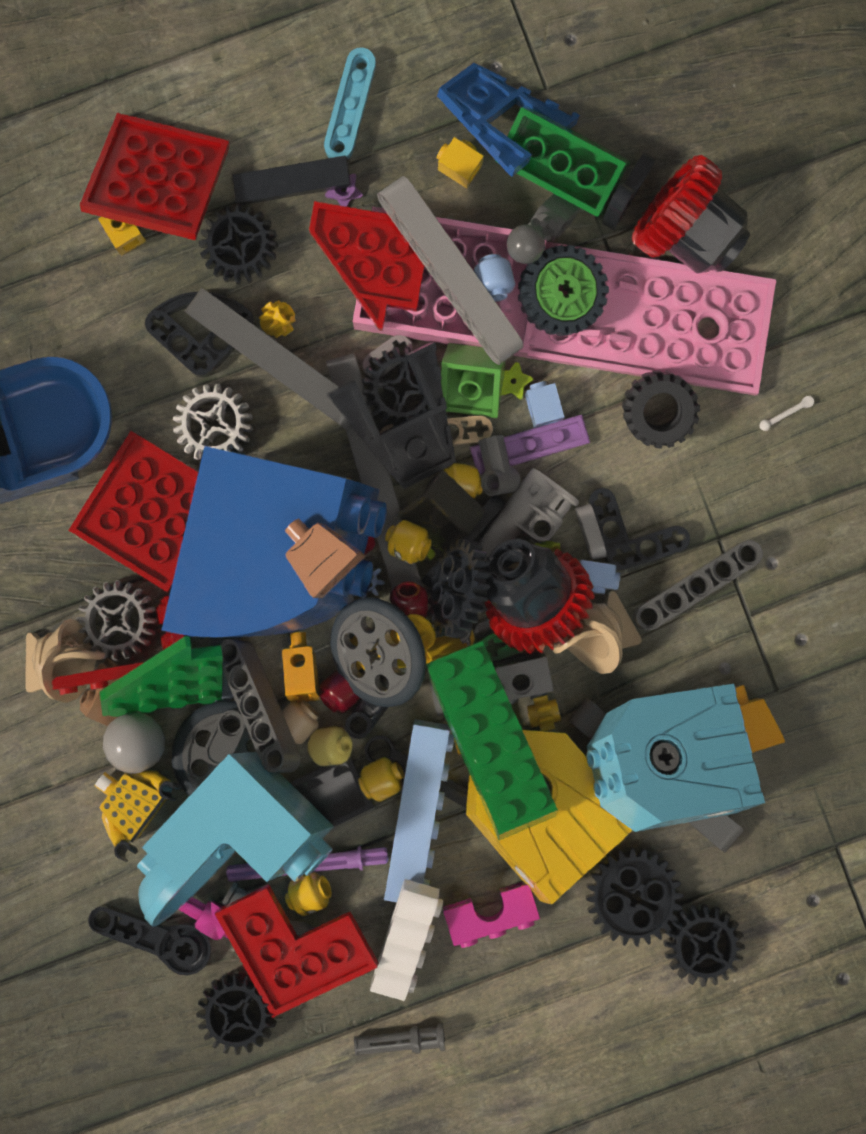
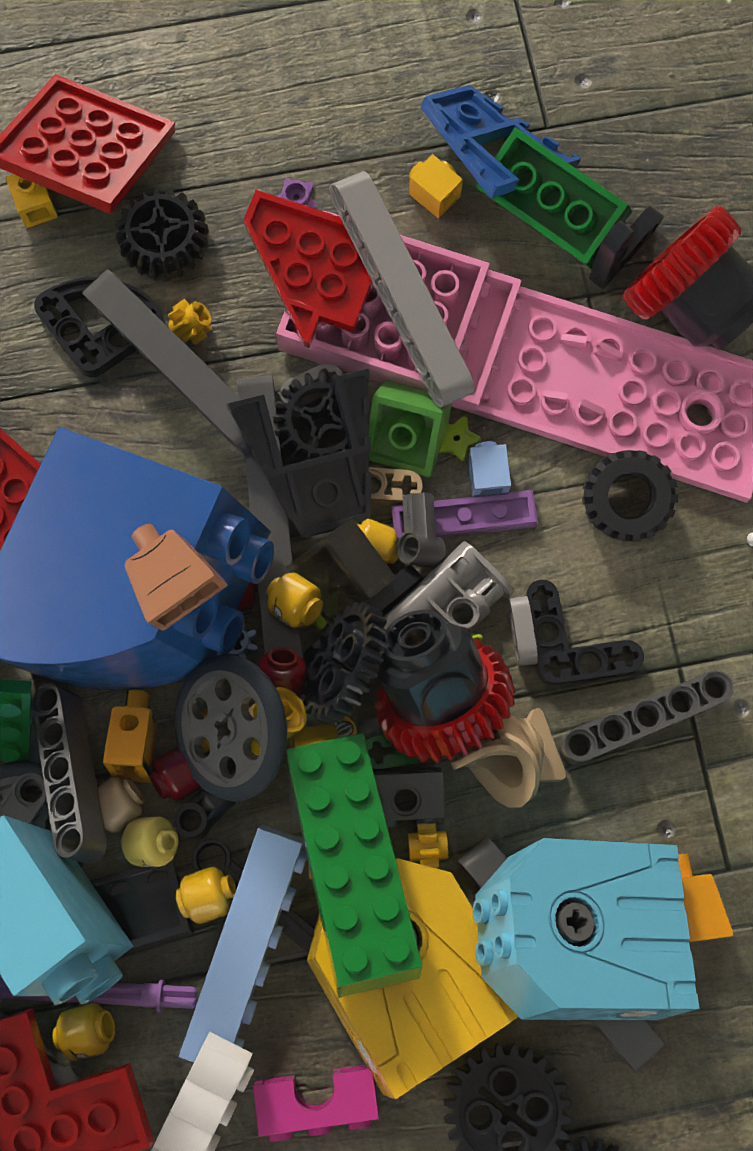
camera: 10 degrees right, 10 degrees down
(189, 412) = (102, 405): white gear -> none
(291, 180) = (238, 175): black tile -> none
(350, 103) = (320, 107): medium azure plate -> none
(495, 276) = (455, 304): light blue head -> none
(549, 222) = (528, 259): dark grey beam -> none
(581, 280) = (554, 329): wheel -> none
(602, 576) = (528, 685): light blue brick -> none

